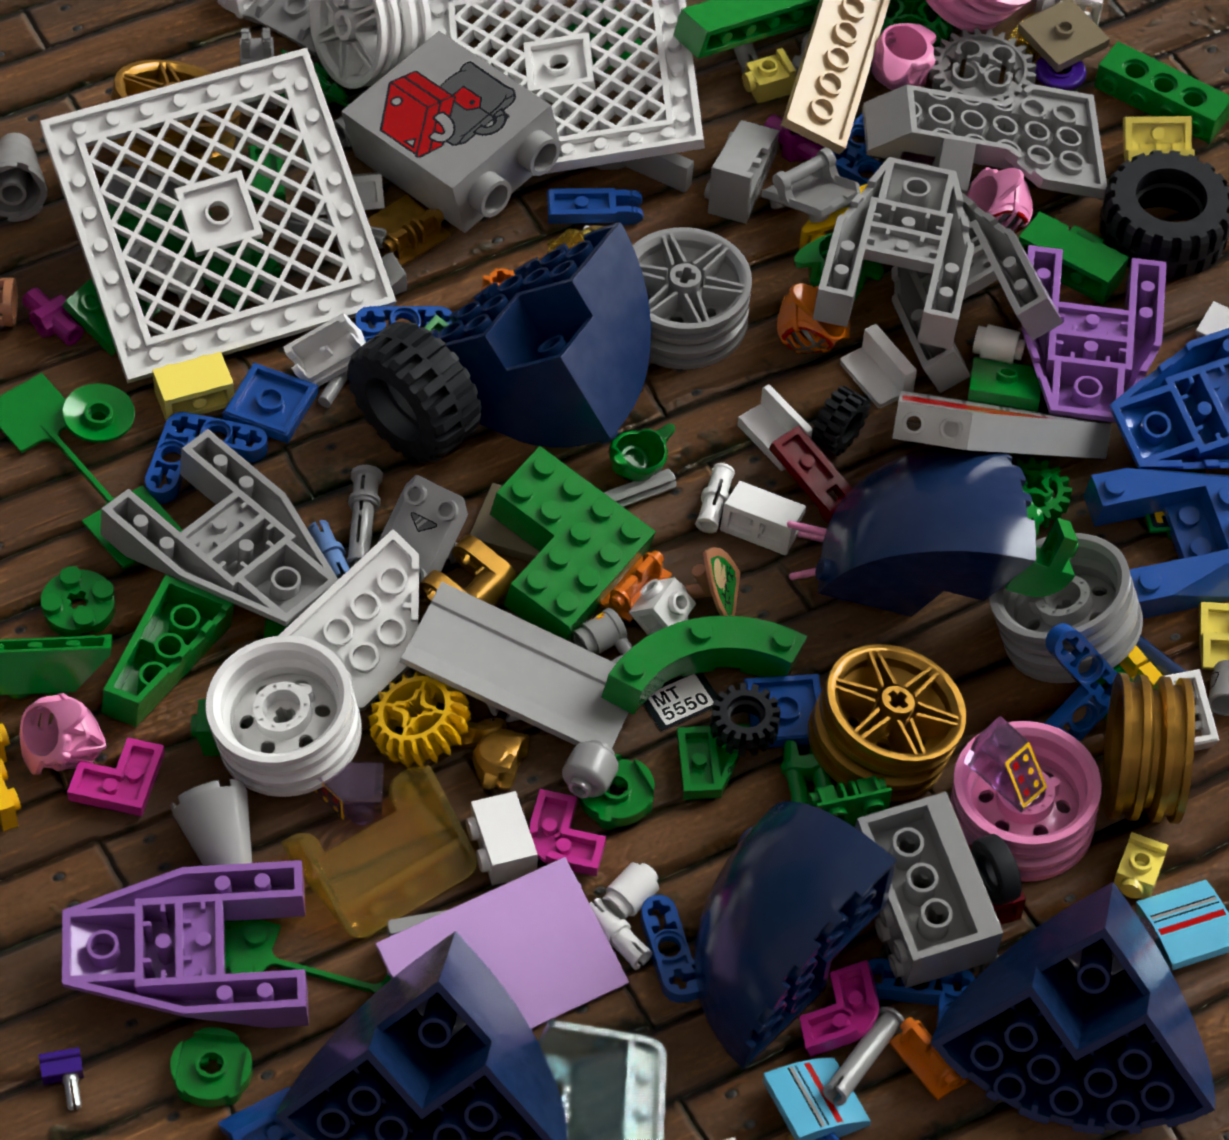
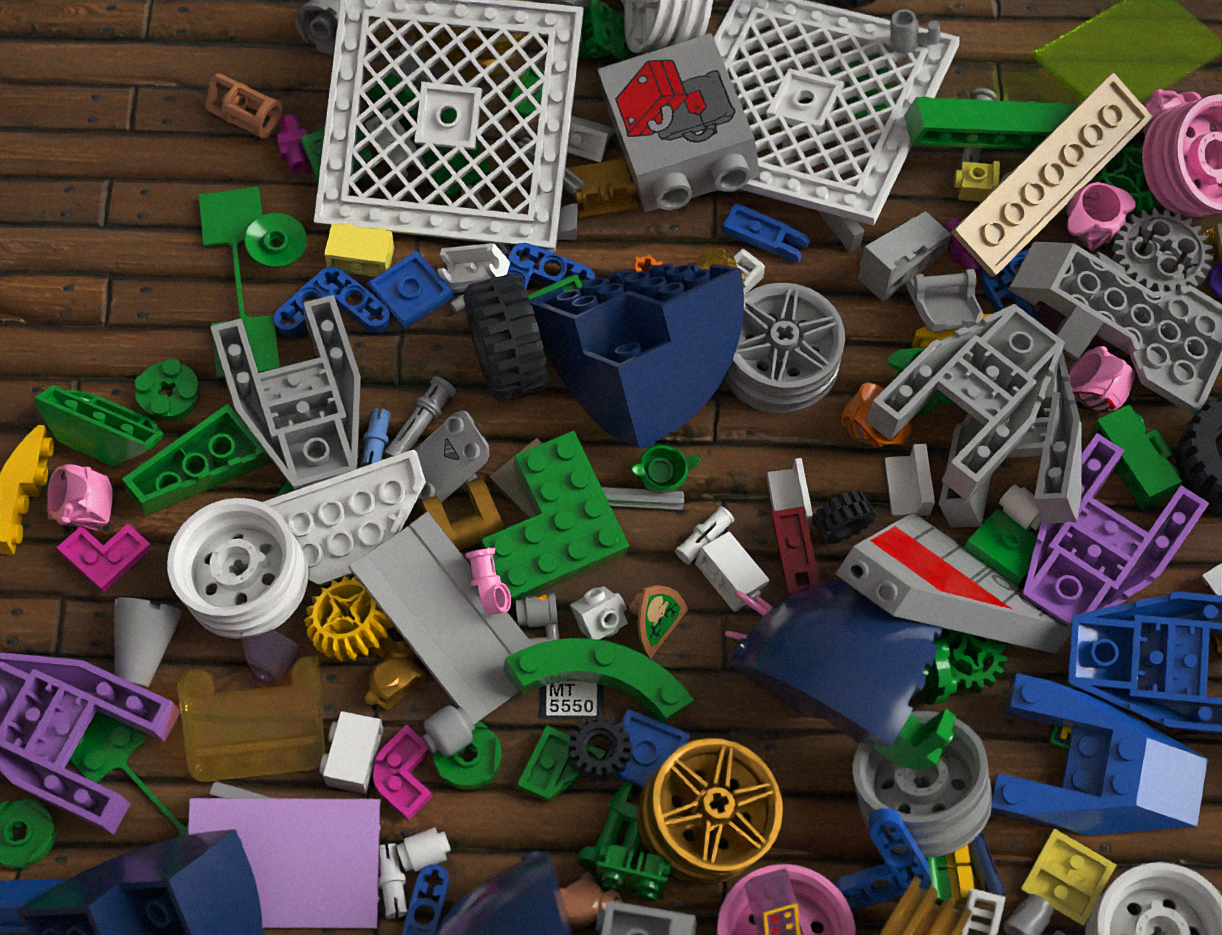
camera: 30 degrees right, 10 degrees up
(537, 613) = (488, 582): none -> bright pink connector
(628, 589) = (607, 574): orange hinge -> none

